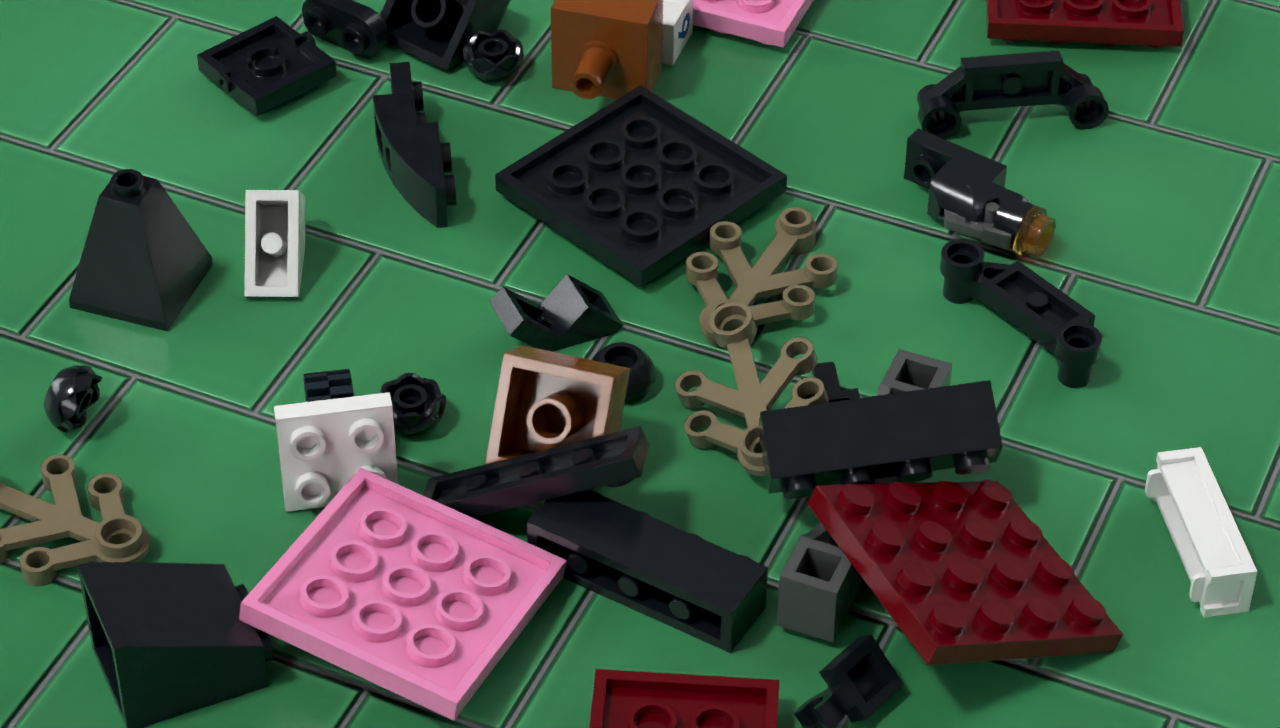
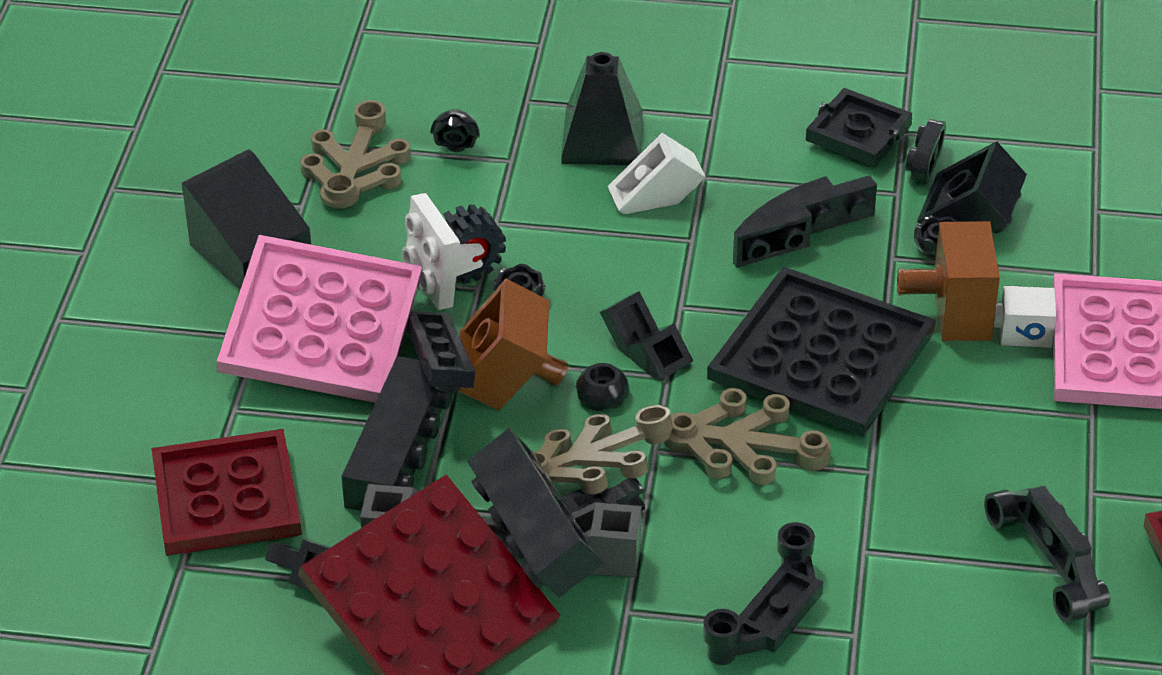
camera: 75 degrees right, 0 degrees up
(972, 197) = (894, 544): black plate -> none

